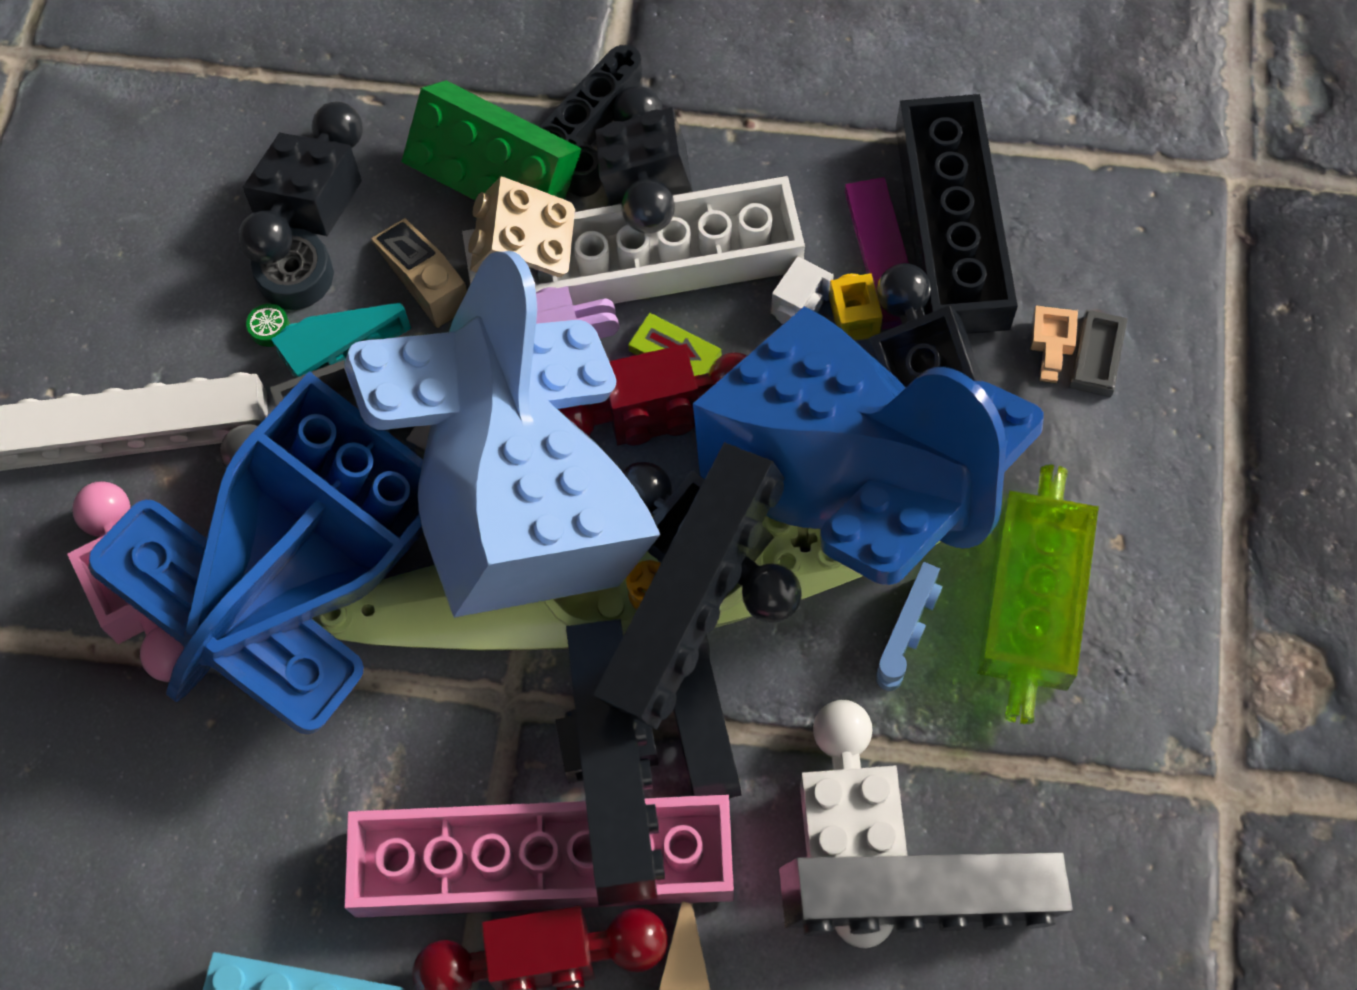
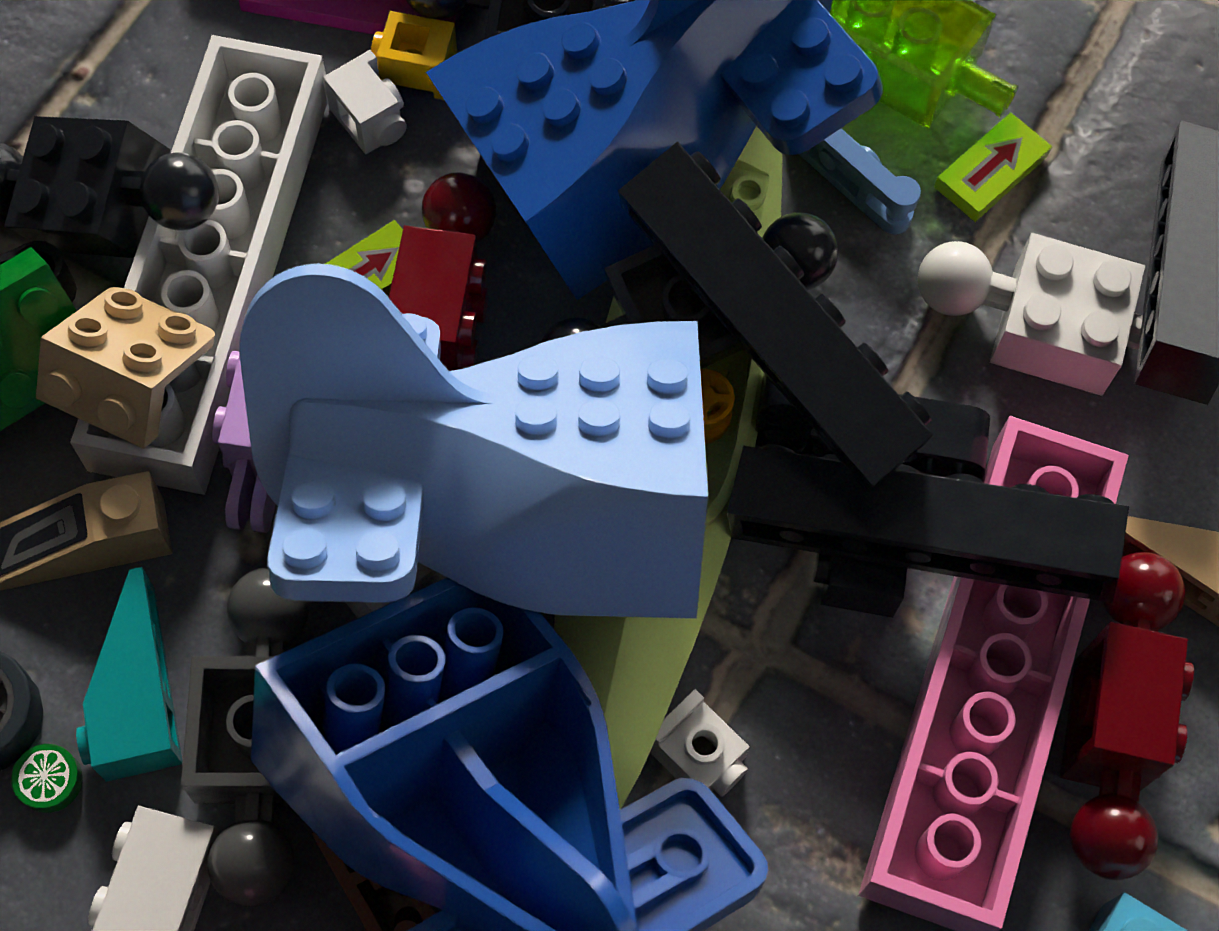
camera: 75 degrees left, 0 degrees up
(425, 698) = (675, 749): none -> white brick
(966, 732) = (992, 166): none -> lime tile

